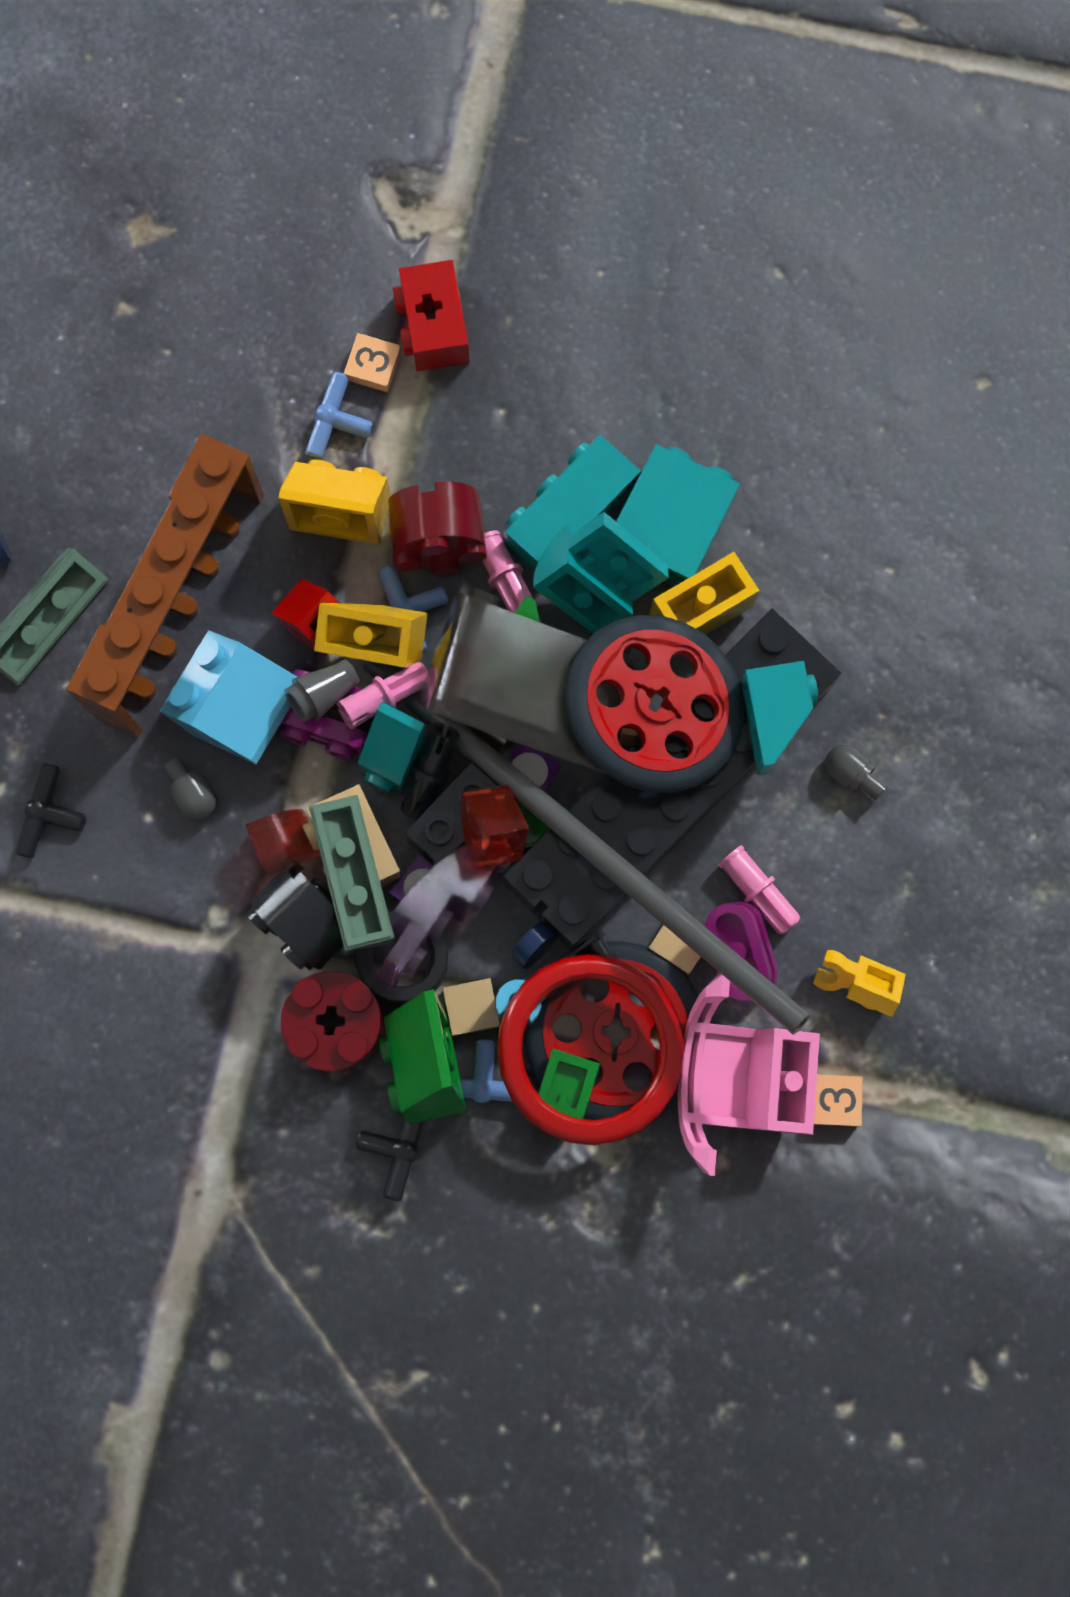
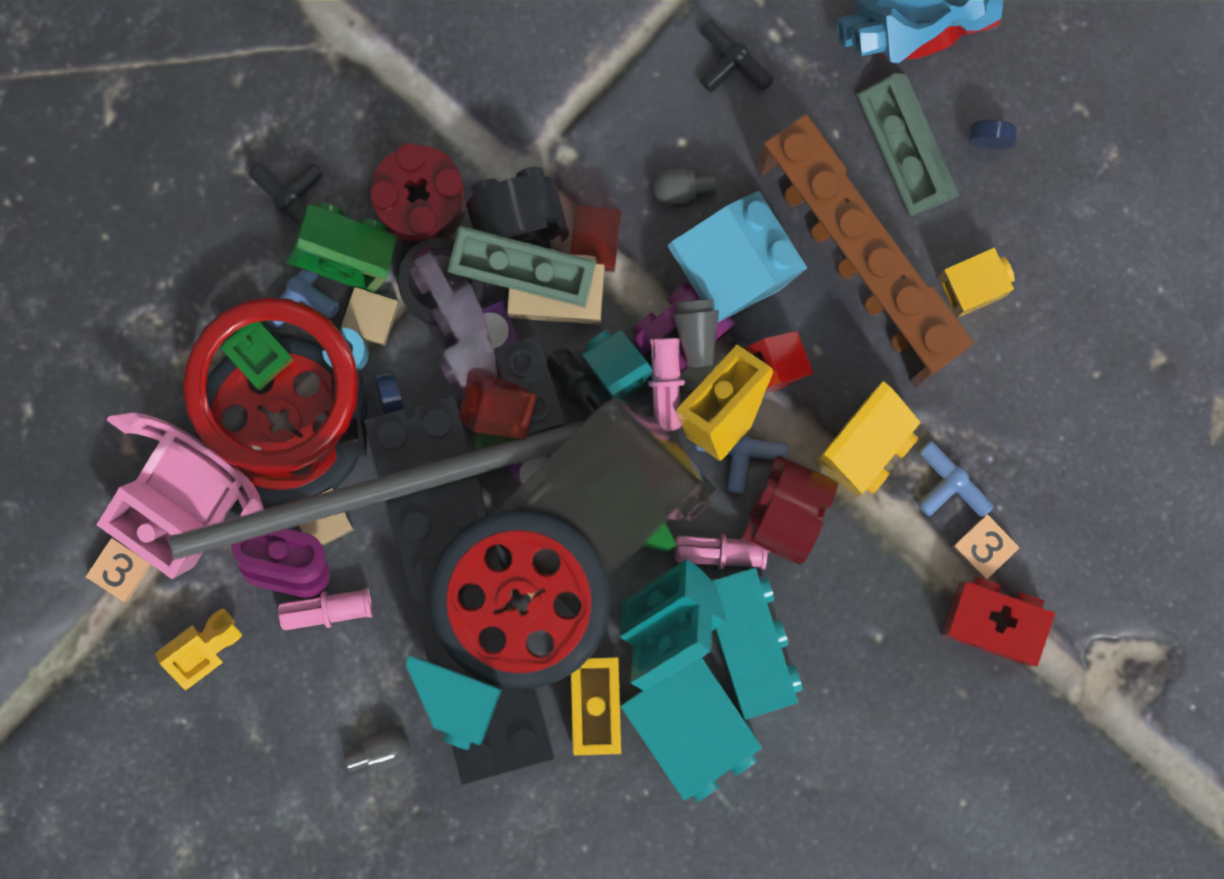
camera: 120 degrees right, 5 degrees up
(138, 485) = (977, 282): none -> yellow brick

